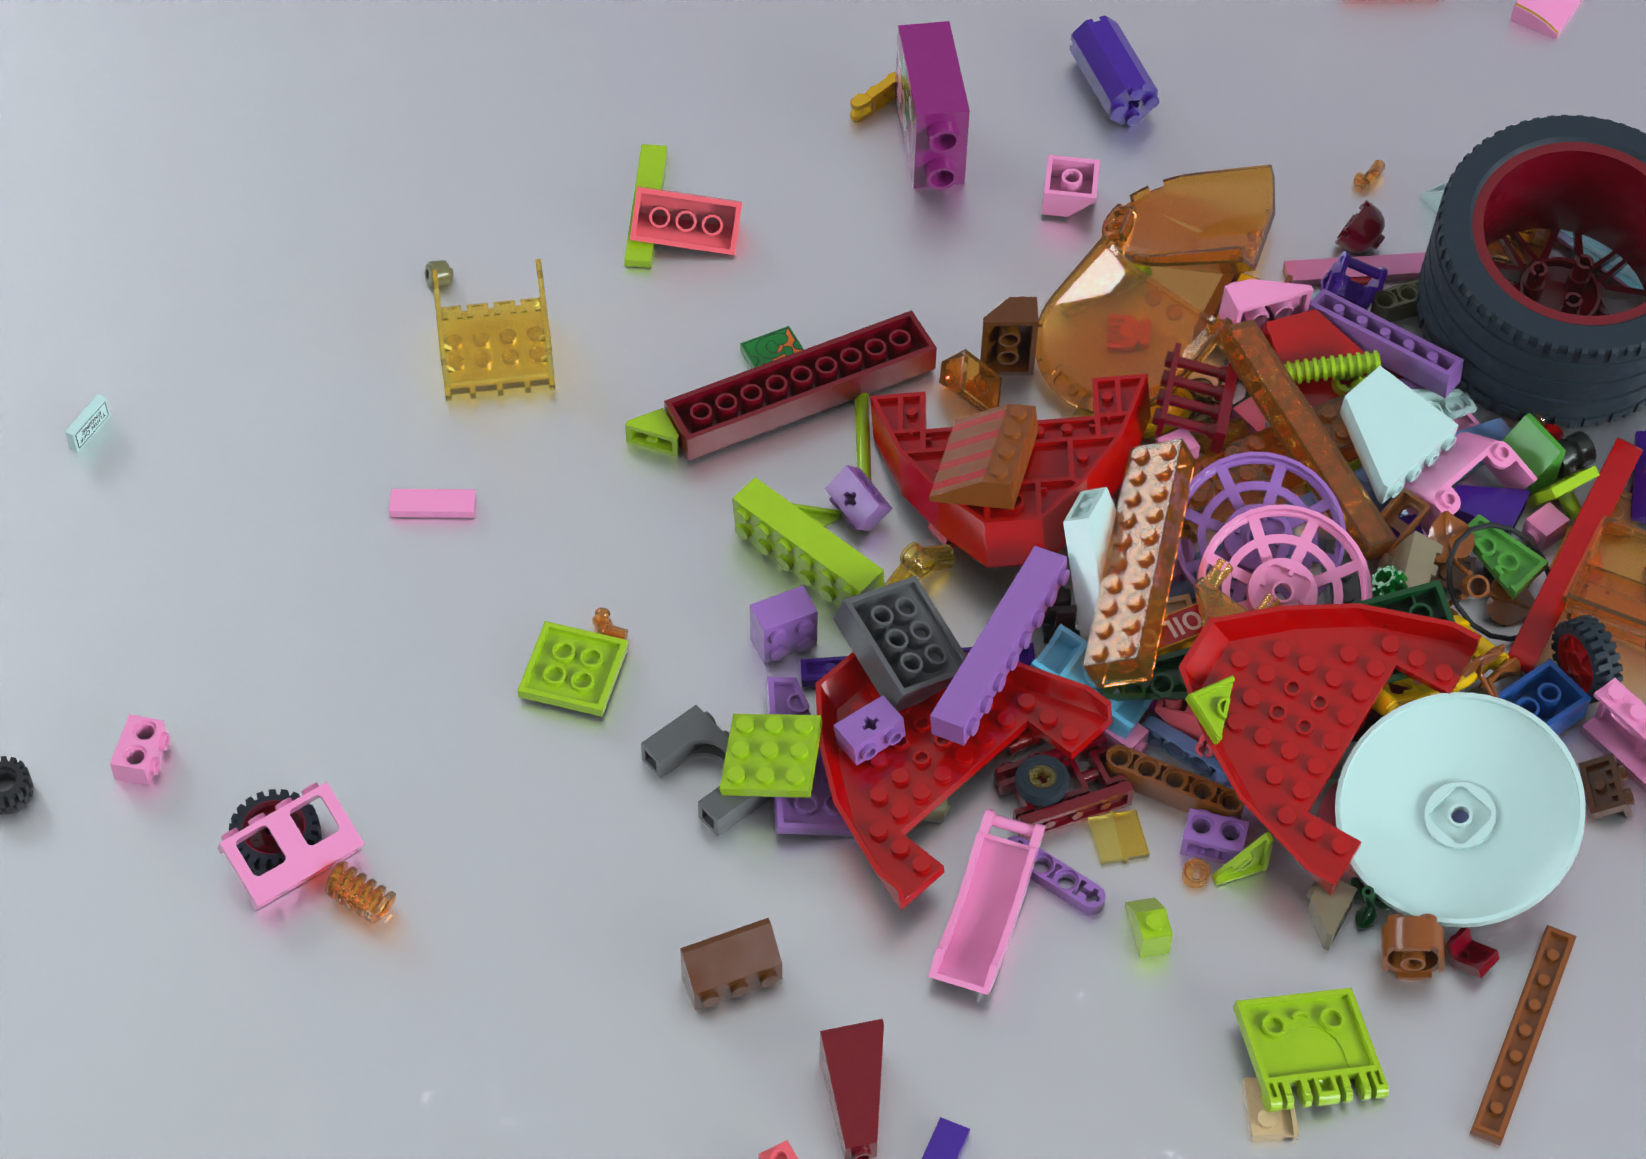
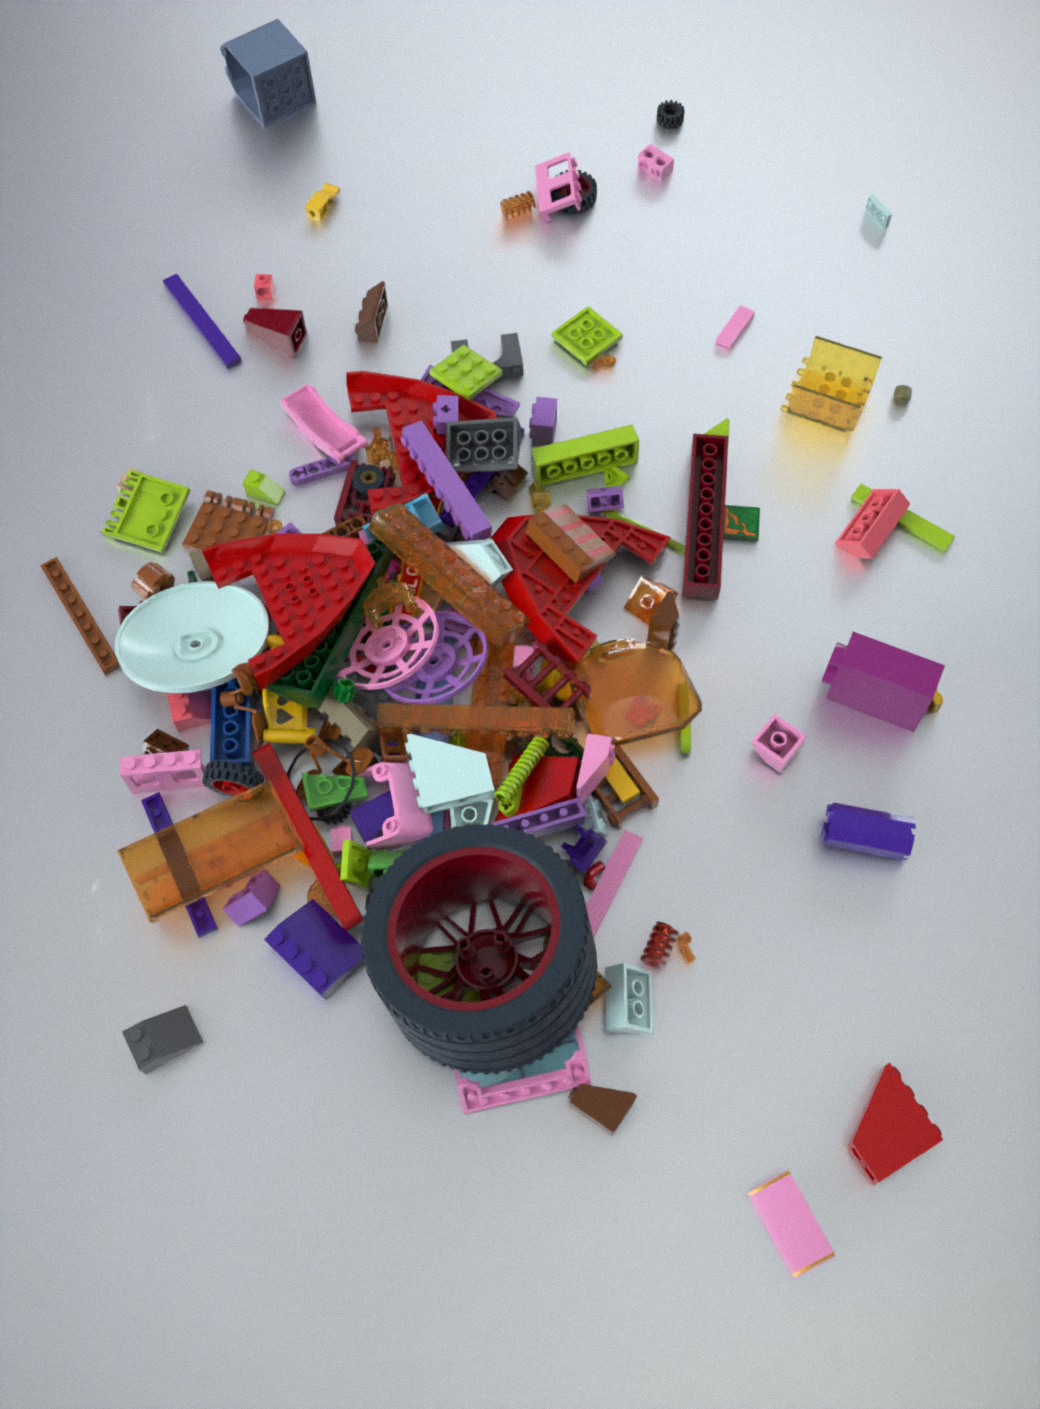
camera: 125 degrees right, 10 degrees up
(986, 790) = (379, 450): none -> clear orange plant
(1118, 837) = (321, 509): clear yellow piece -> none
(1198, 221) = (695, 788): clear orange windscreen -> none
(1212, 706) = (329, 542): lime tile -> none
(1244, 931) = (224, 524): none -> dark orange hinge
(1362, 230) = (634, 898): dark red cylinder -> none
(1391, 188) = (658, 945): none -> clear red piece

